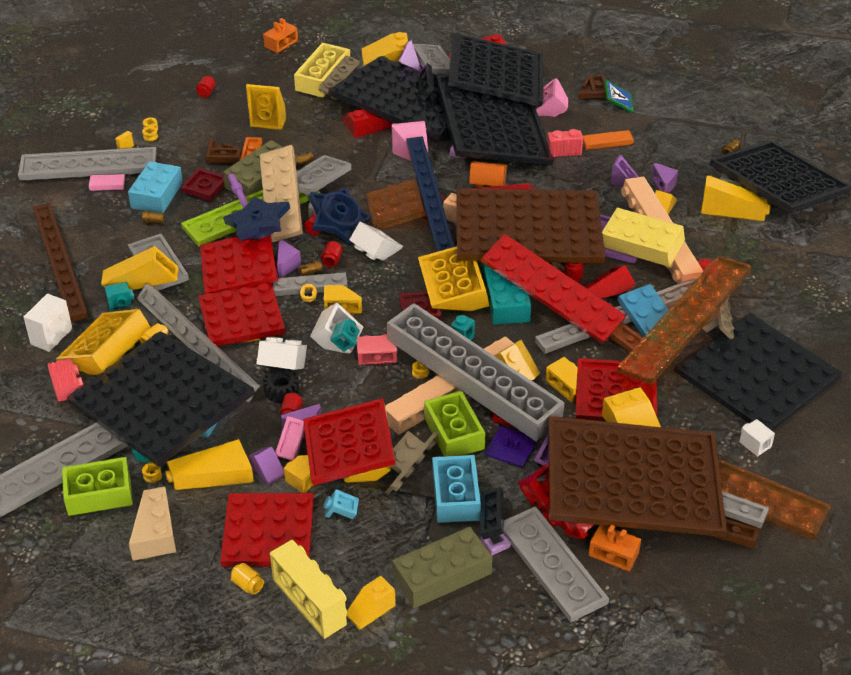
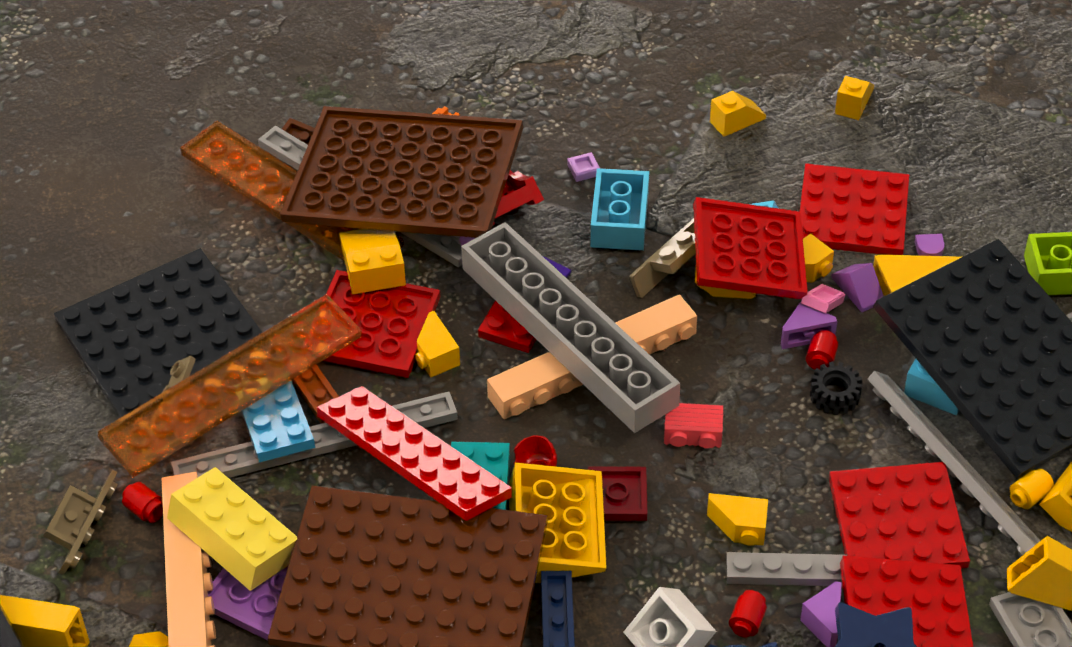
camera: 170 degrees left, 5 degrees up
(153, 526) = (991, 209): tan wedge -> none
(207, 503) = (929, 244): none -> medium lavender tile
(247, 578) = (877, 150): yellow brick -> none
(265, 637) = (853, 97): none -> yellow slope
(281, 354) = (834, 407): white brick -> none
(307, 269) = (785, 596): pearl gold pin -> none
(308, 287) = (790, 541): yellow bush -> none
(309, 588) = (808, 116): light yellow brick -> none
(326, 324) = (752, 463): white slope -> none
(347, 330) = (739, 426): teal brick -> none
(441, 567) = (653, 134): olive brick -> none
(455, 425) = (606, 280): lime brick -> none
(464, 326) = (564, 434): teal brick -> none
(476, 313) = (535, 451): none -> red hair
(492, 515) = (583, 172): black plate -> none
(519, 359) = (499, 352): yellow slope -> none
(554, 564) = (539, 147): light grey plate -> none
(612, 282) = (356, 475): red wedge -> none
(744, 253) = (73, 519): none -> dark tan bracket
(756, 437) = (220, 236): white brick -> none

